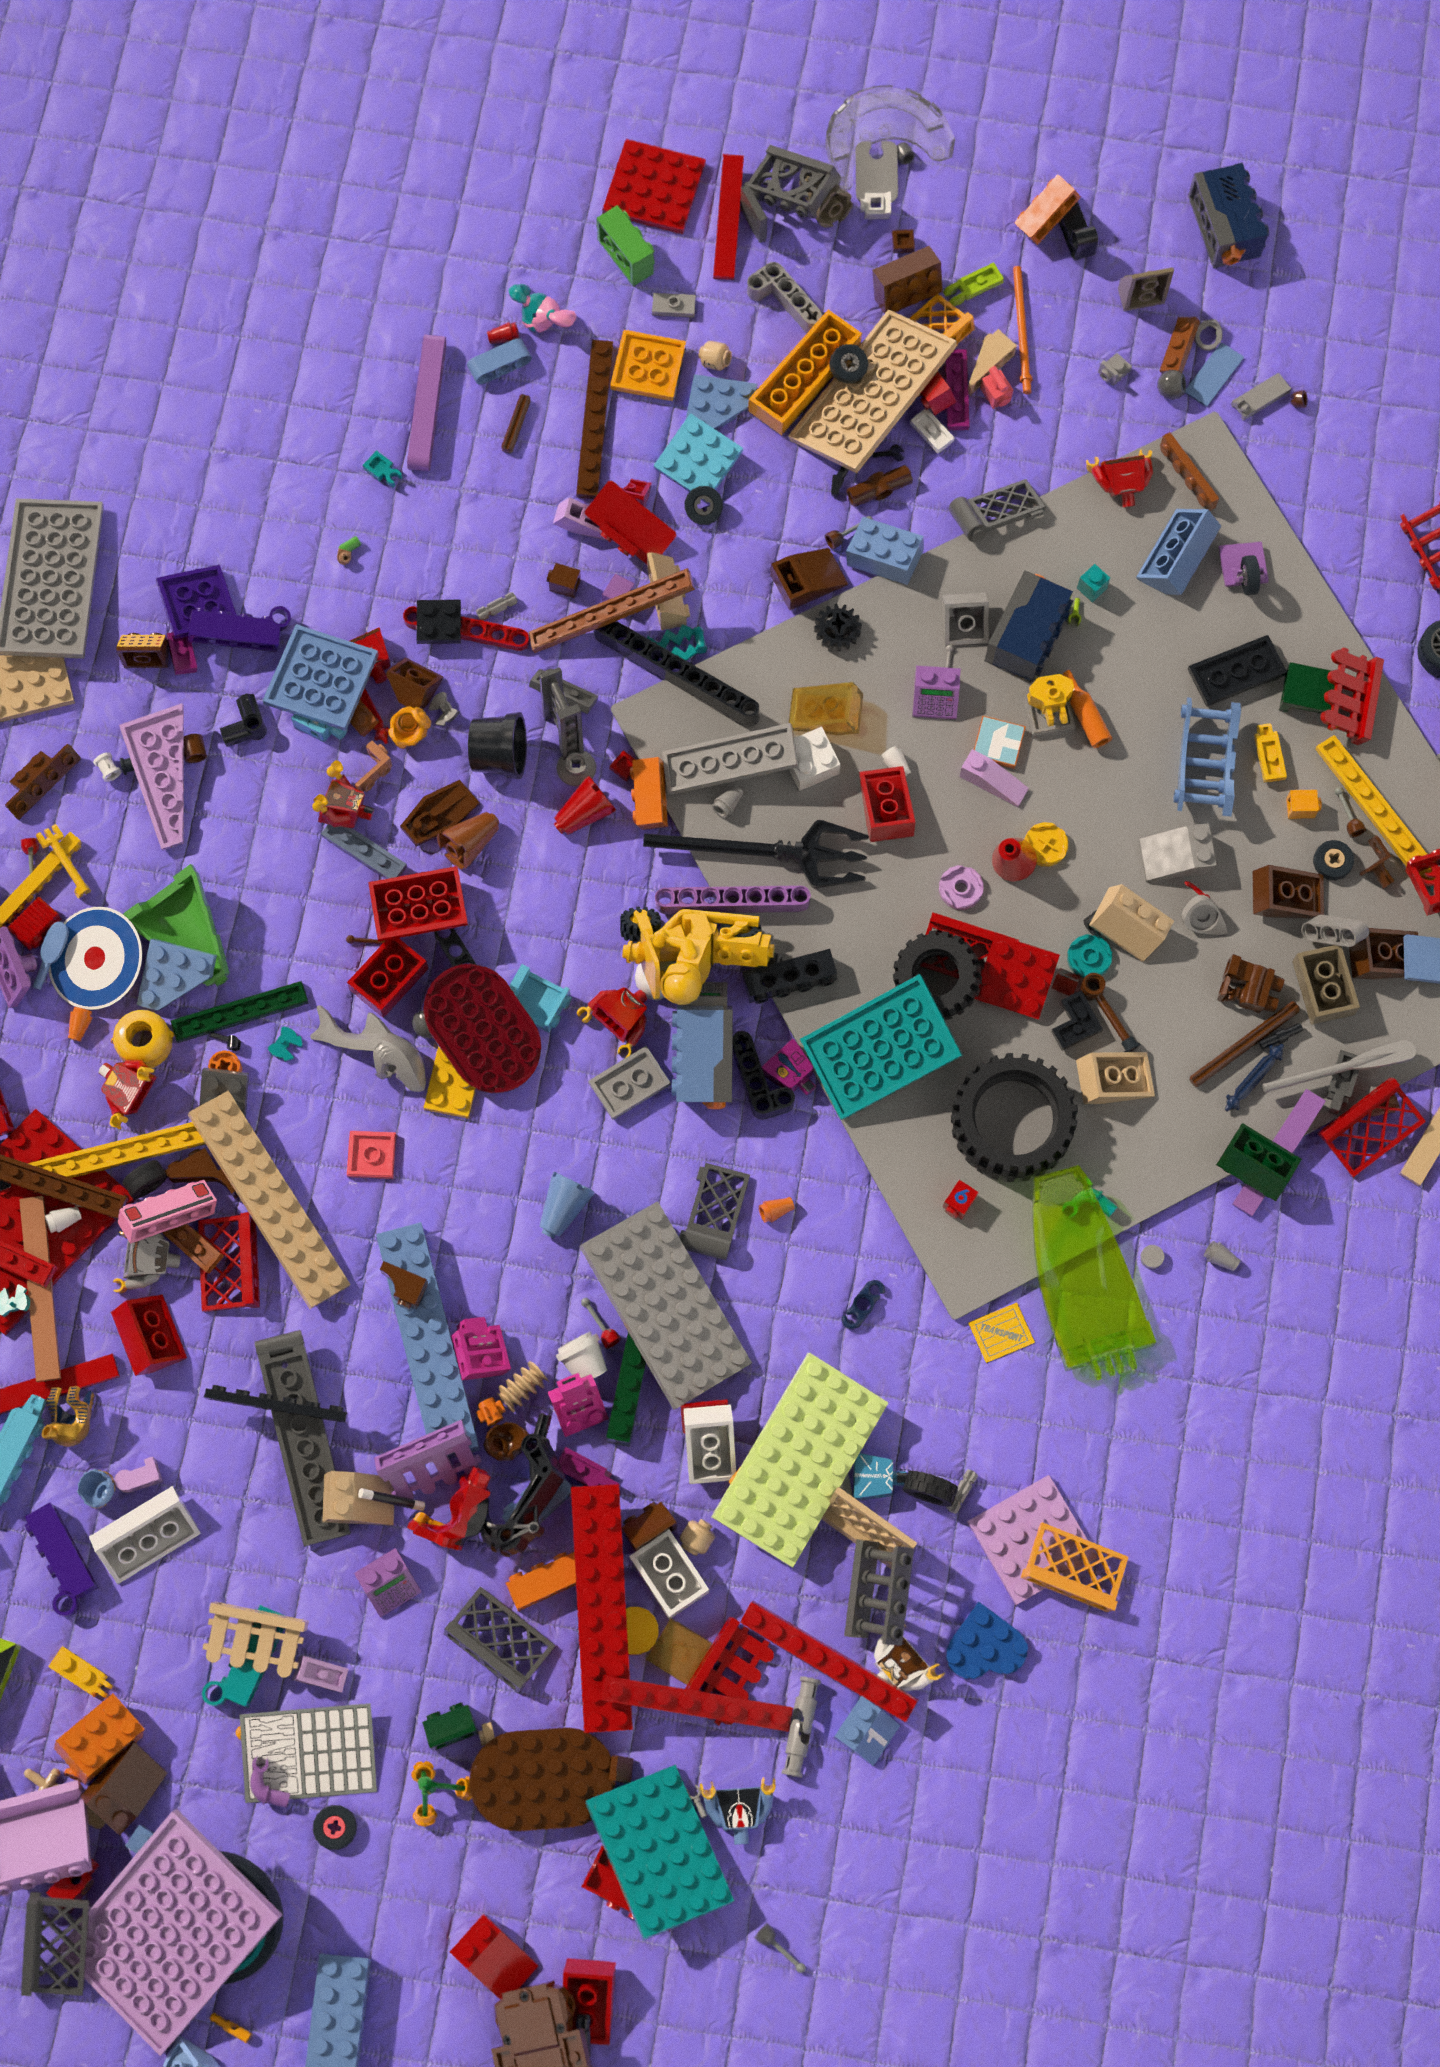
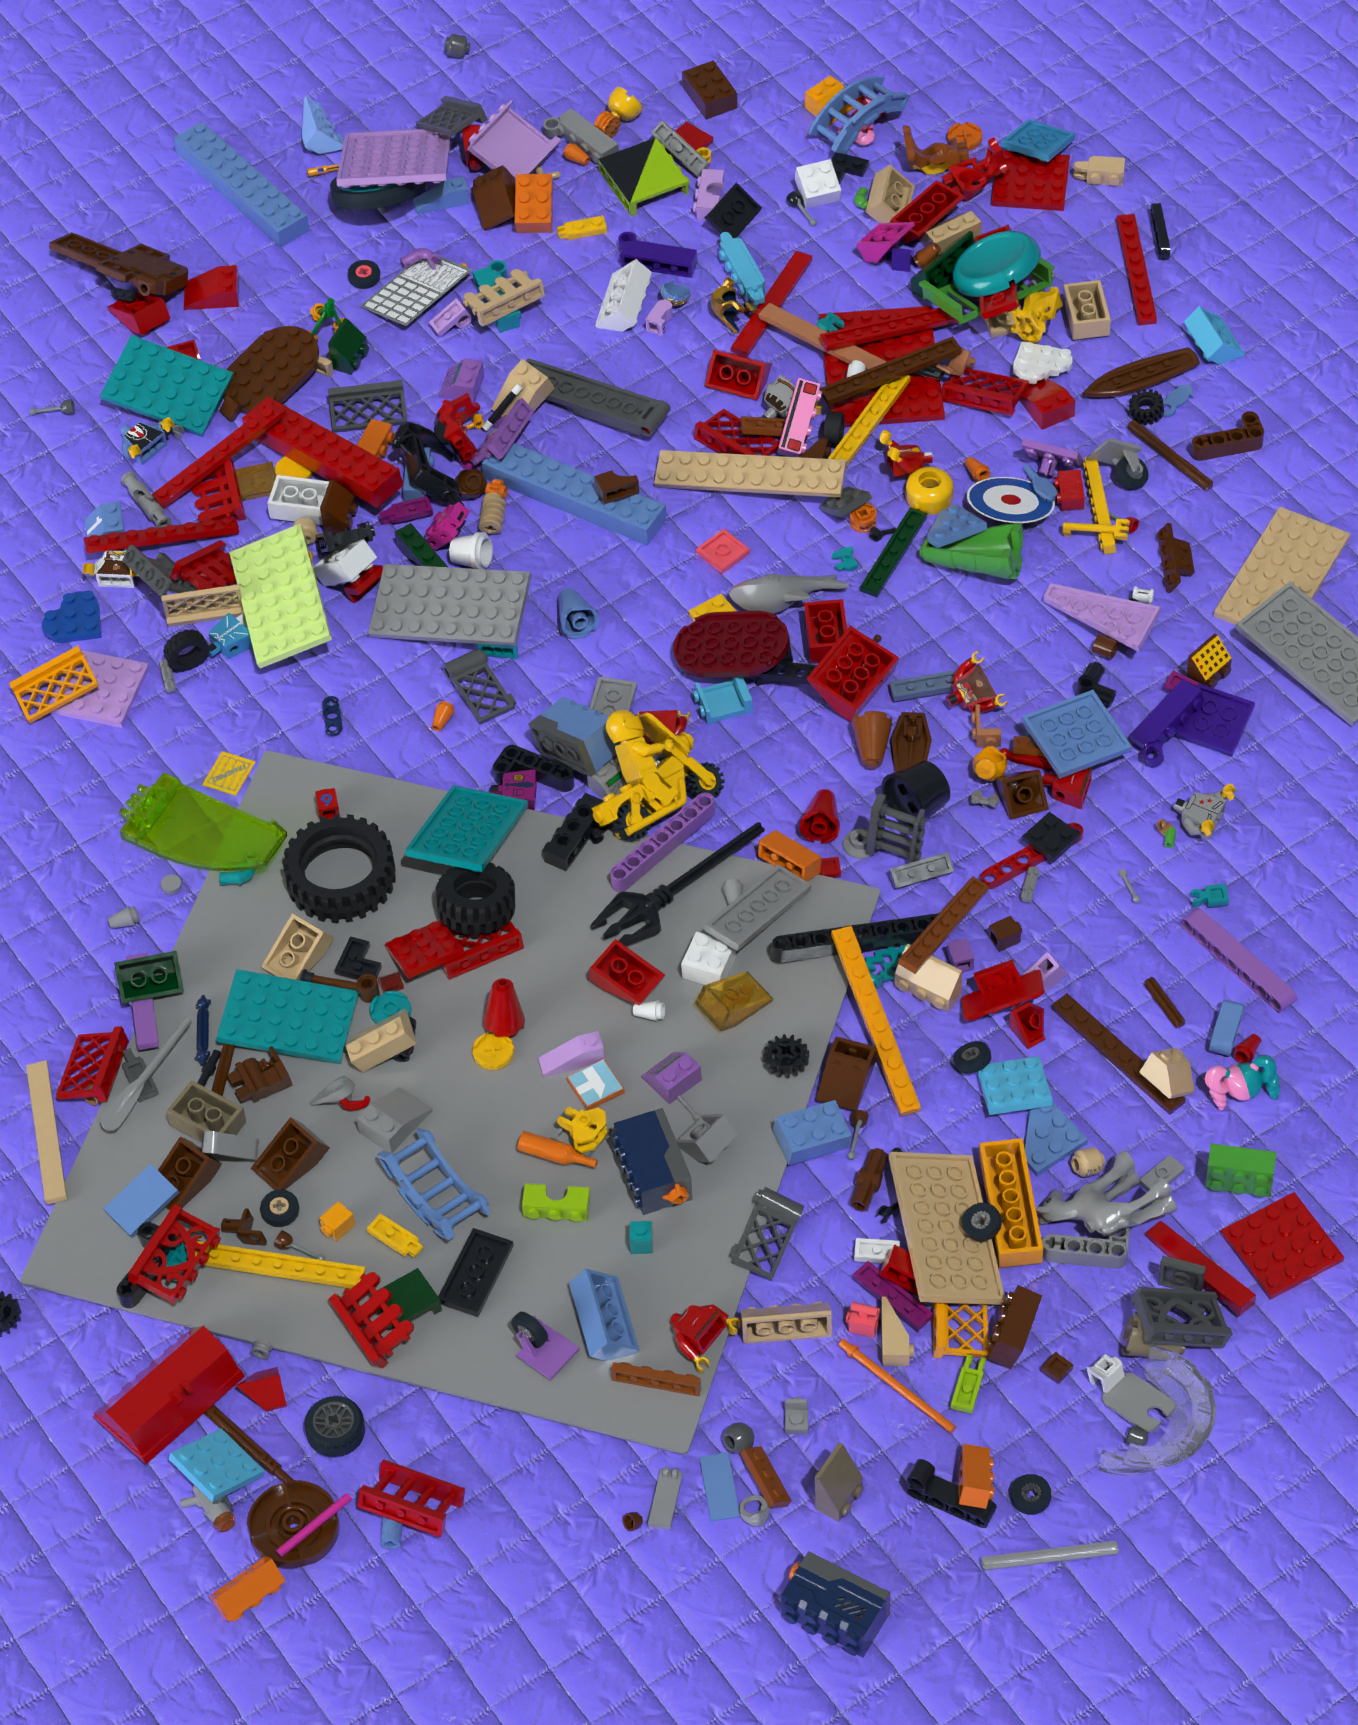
camera: 140 degrees right, 20 degrees down
(266, 1401) = (617, 384): black plate -> none
(305, 535) = (1204, 811): none -> light grey torso
(418, 552) = (1123, 874): none -> light grey hinge
(480, 1349) = (537, 507): dark pink piece -> none
(586, 359) = (1169, 1072): none -> tan slope
(648, 365) = (1126, 1116): light orange plate -> none
(702, 1475) = (328, 541): none -> black fence
(742, 594) = (876, 1021): none -> light orange plate
(759, 304) = (1095, 1207): none -> light grey animal
(841, 1574) = (206, 567): none -> red fence
(957, 899) = (528, 968): lavender tile -> none
(1016, 172) = (1023, 1486): none -> black bush
(1047, 134) = (1050, 1555): none -> light grey axle
(1054, 431) = (786, 1322): none -> tan slope
(1075, 613) = (631, 1211): lime hand -> none
(1115, 654) = (572, 1207): none -> lime arch
(1179, 1022) = (289, 1015): none -> teal plate

